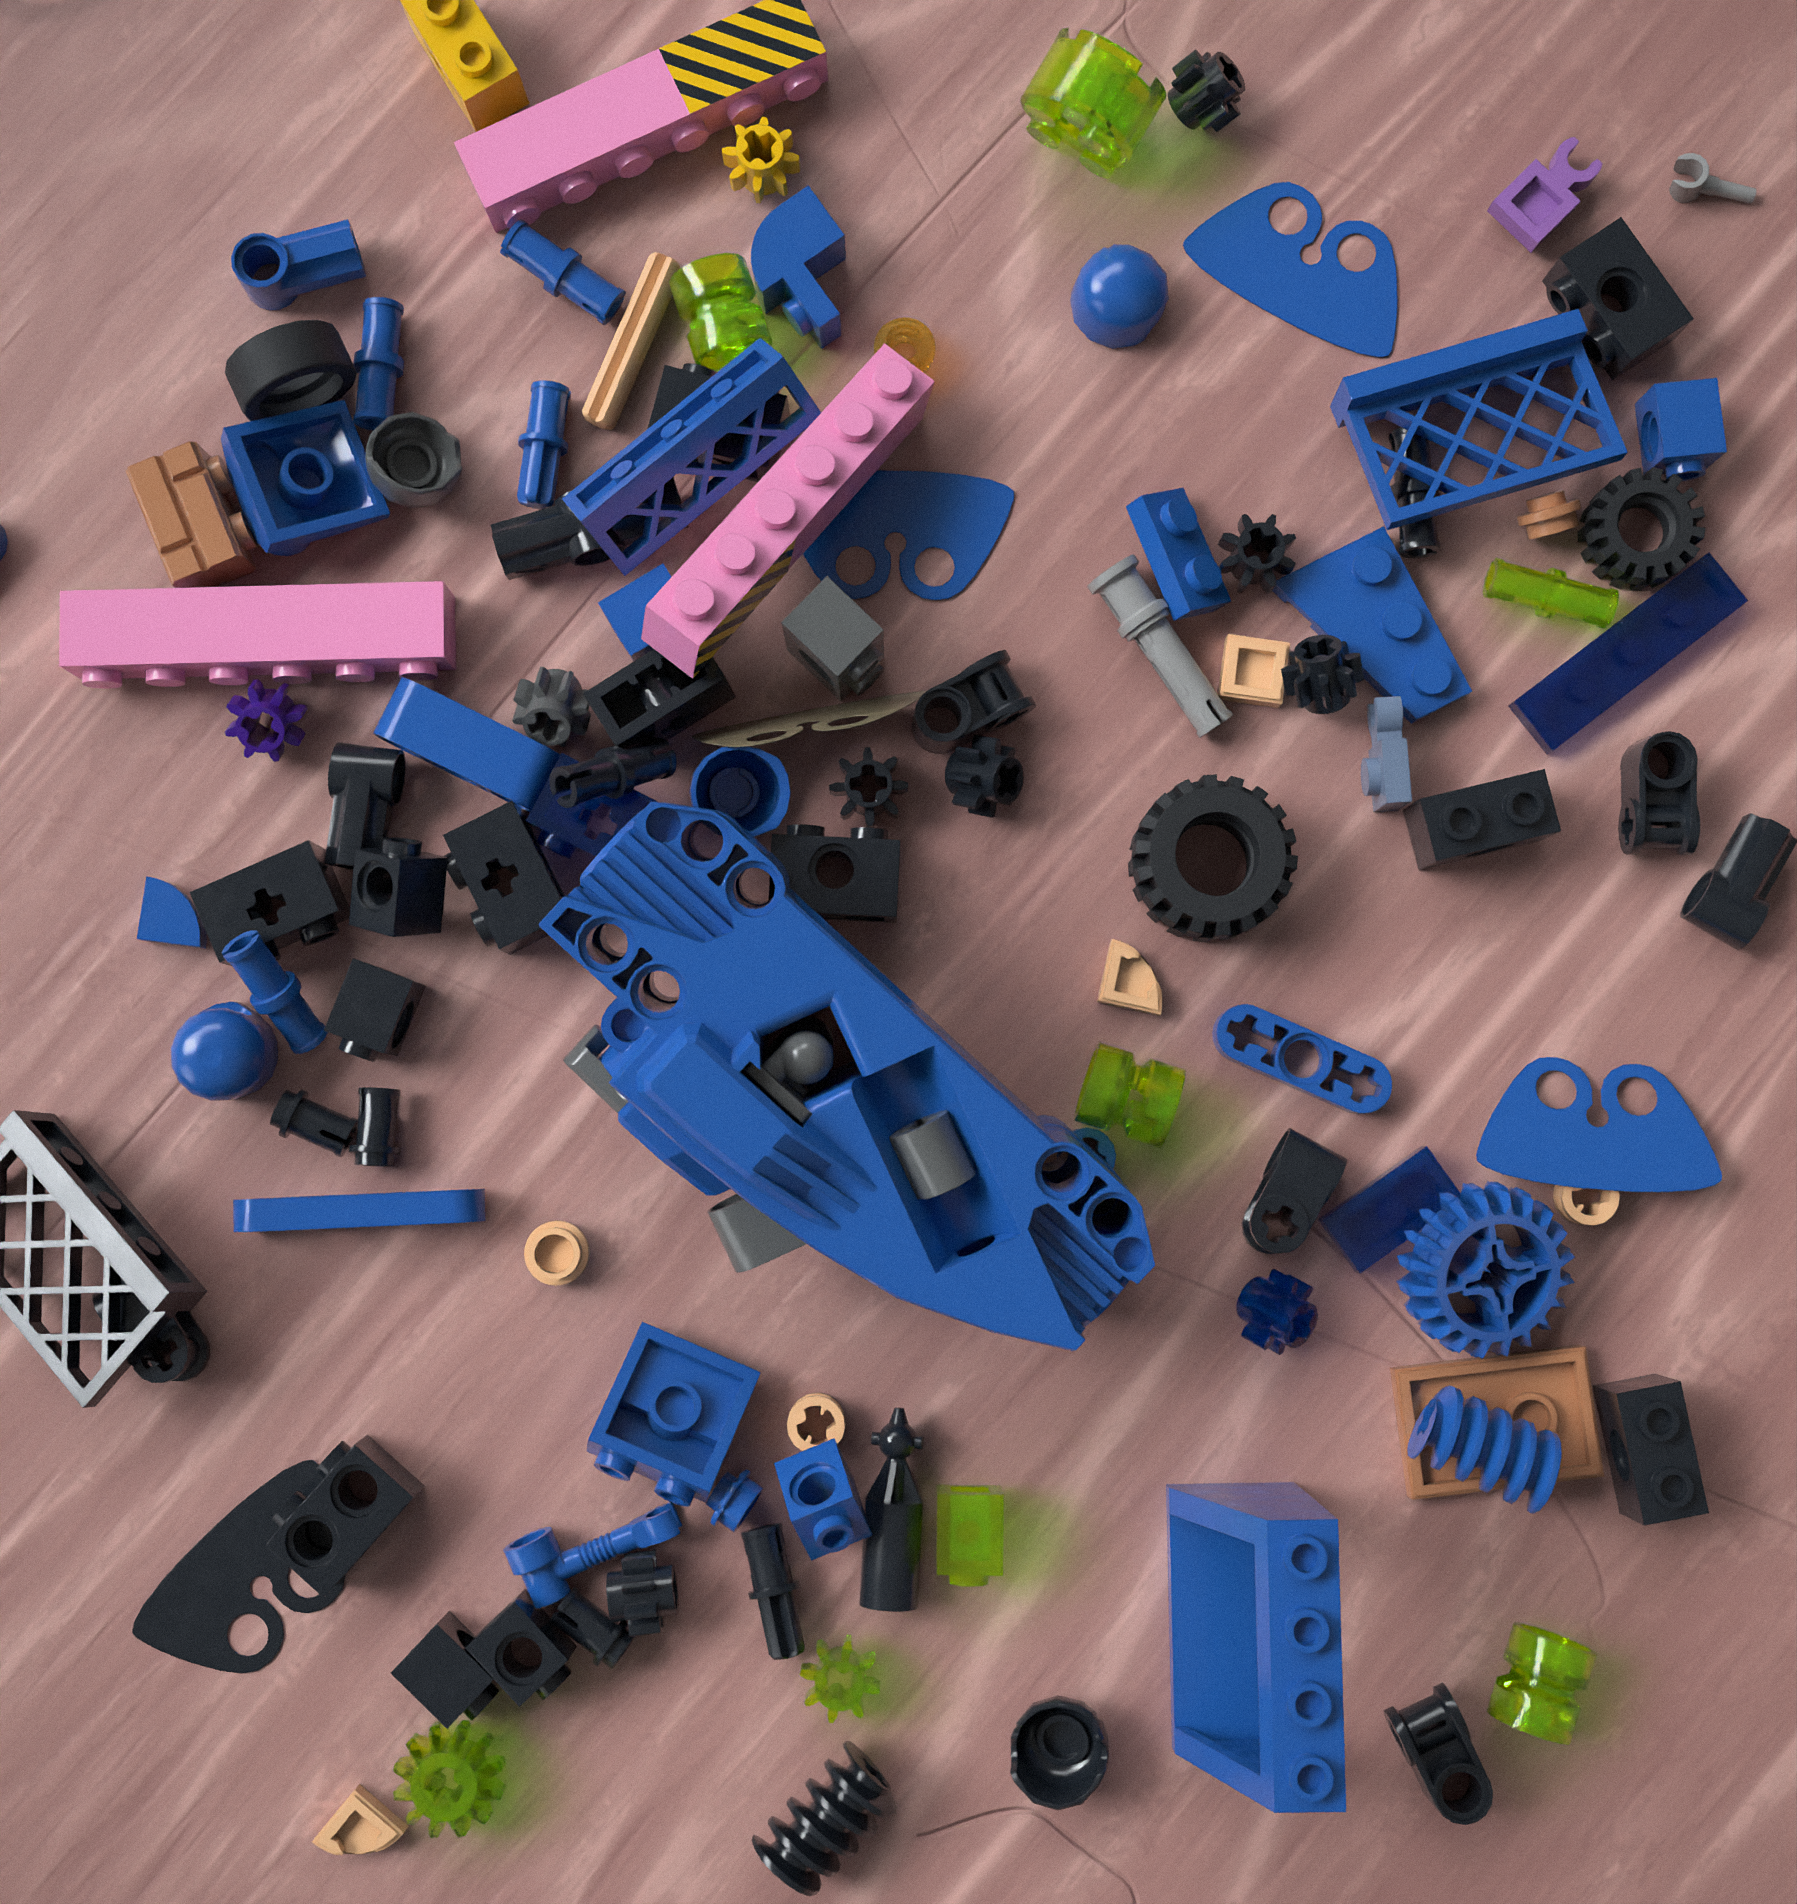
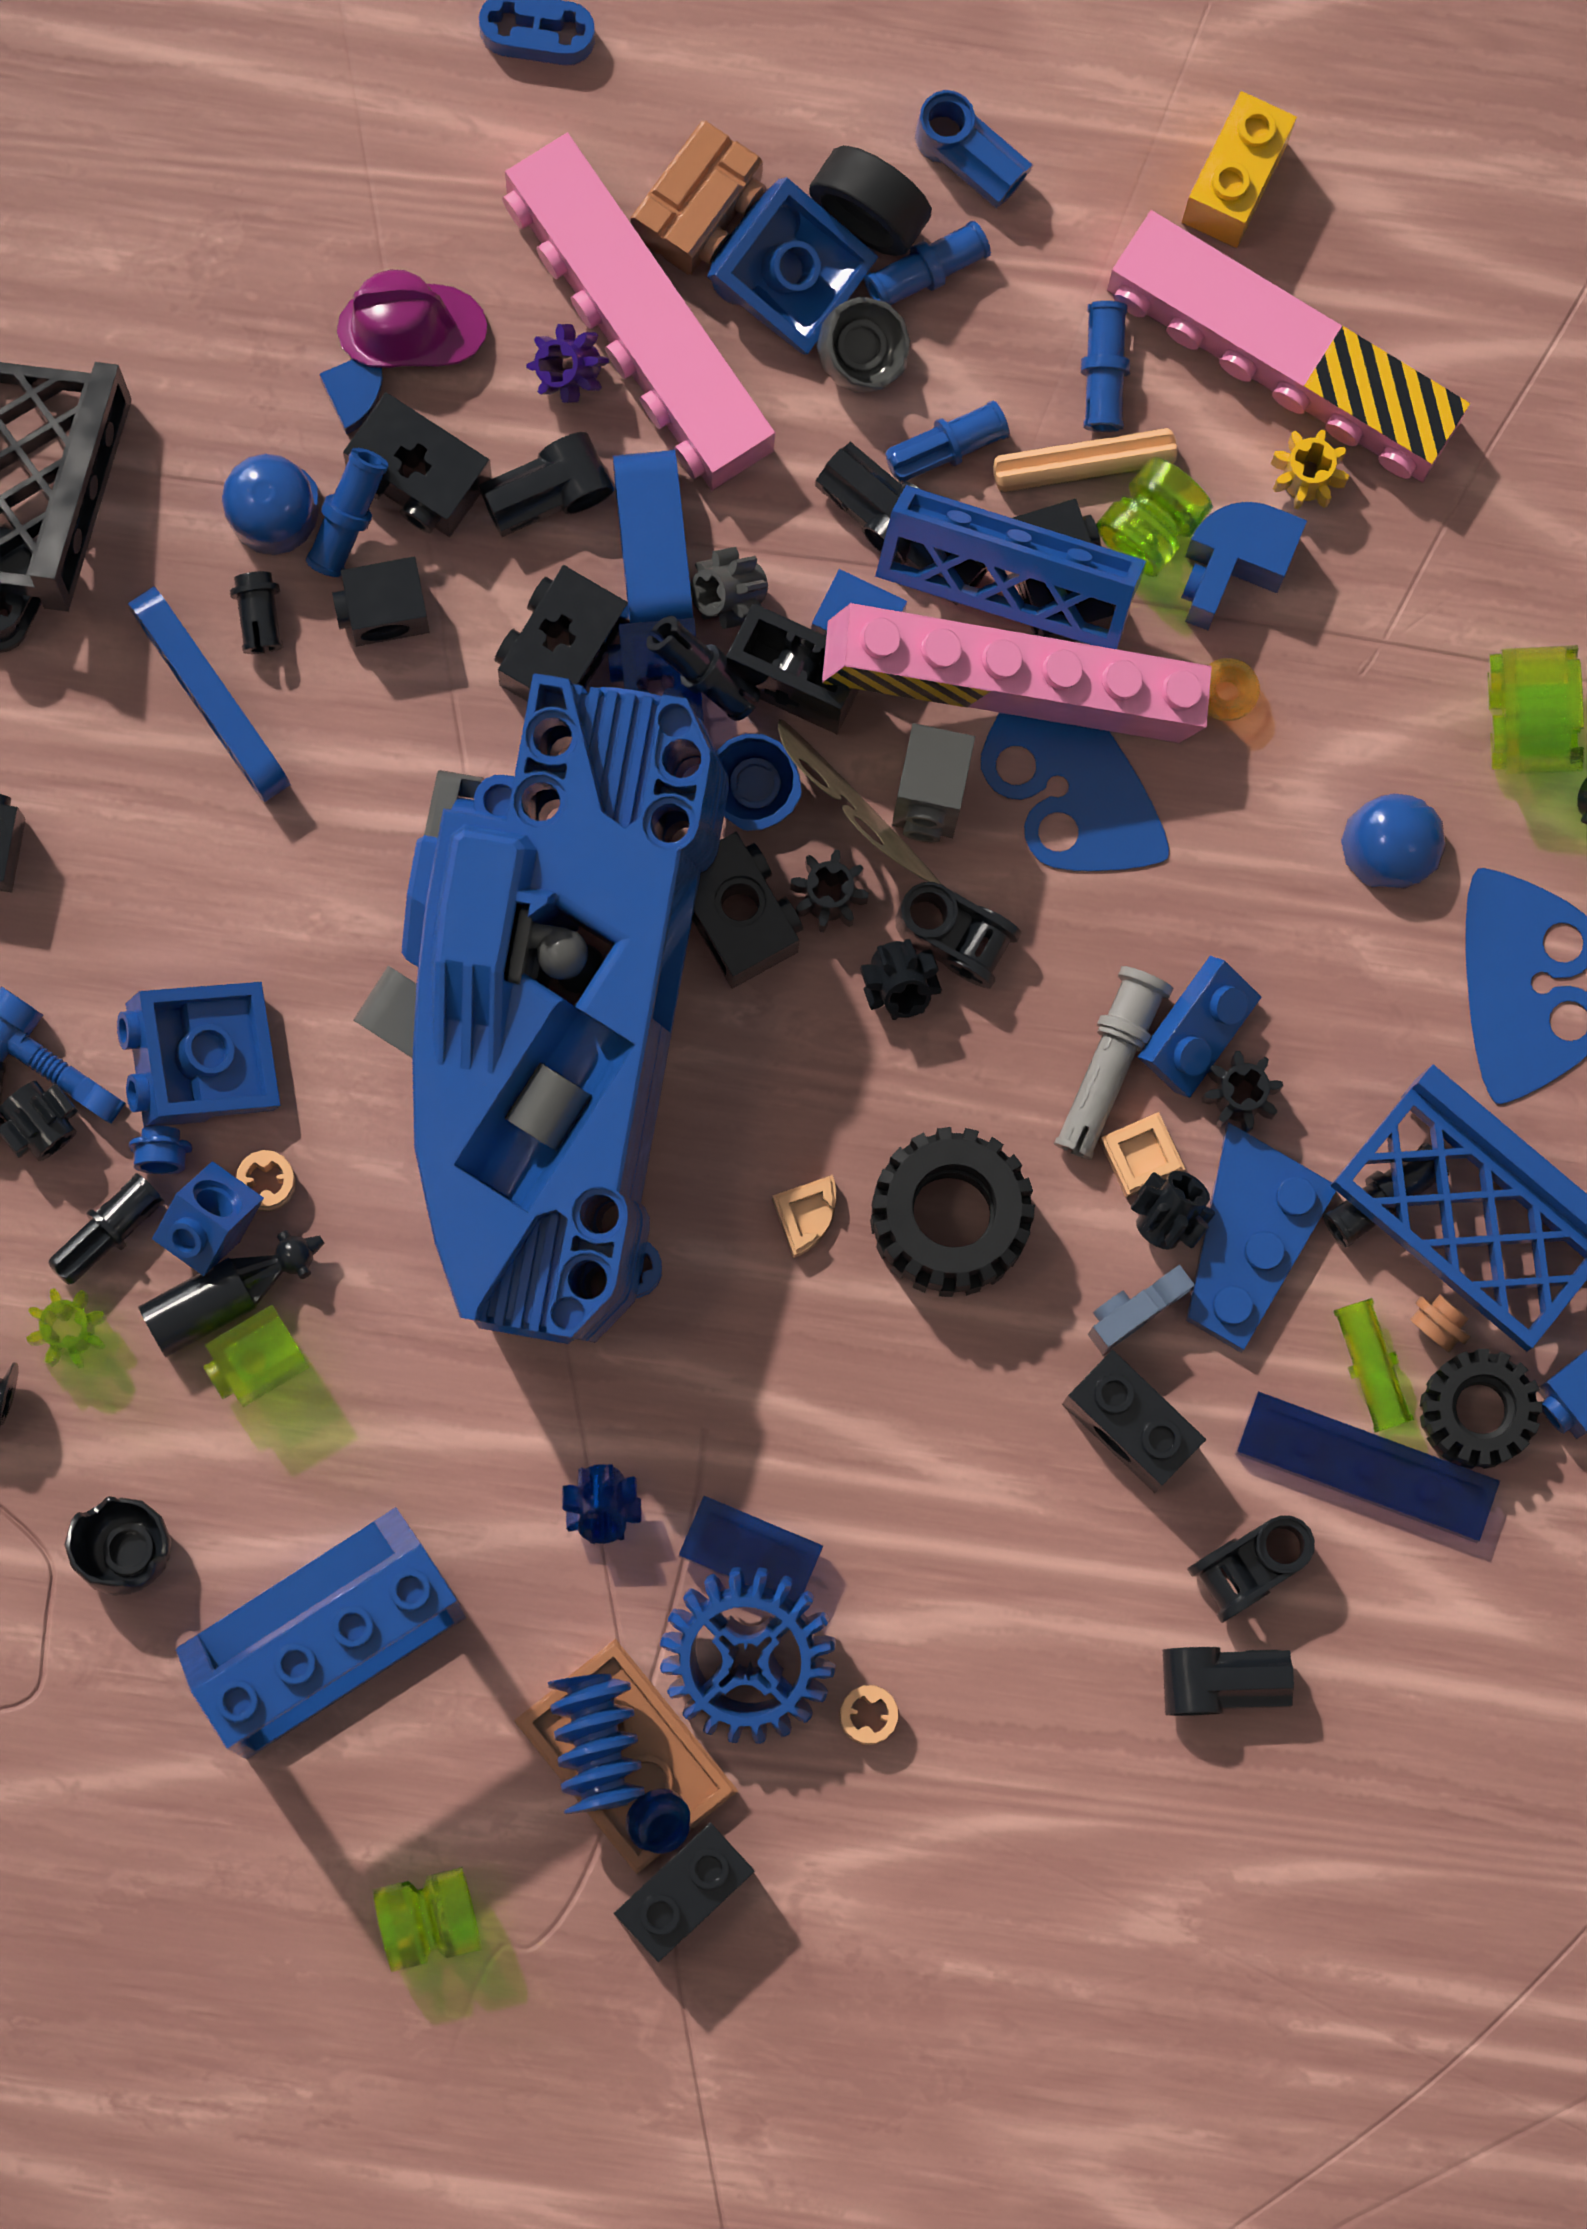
camera: 50 degrees right, 5 degrees down
(142, 833) = (410, 323): none -> magenta piece
(376, 1127) = (286, 665): black pin -> none
(398, 889) = (495, 557): black brick -> none
(556, 1253) = (274, 878): light nougat plate -> none
(1107, 1088) = (704, 1243): clear neon green wheel -> none
(1299, 1184) = (723, 1456): black piece -> none
(1351, 1063) = (809, 1354): blue beam -> none
(1436, 1746) = (316, 1868): black piece -> none
(1583, 1434) = (658, 1821): none -> clear blue plate
(1627, 1154) = (928, 1727): blue piece -> none

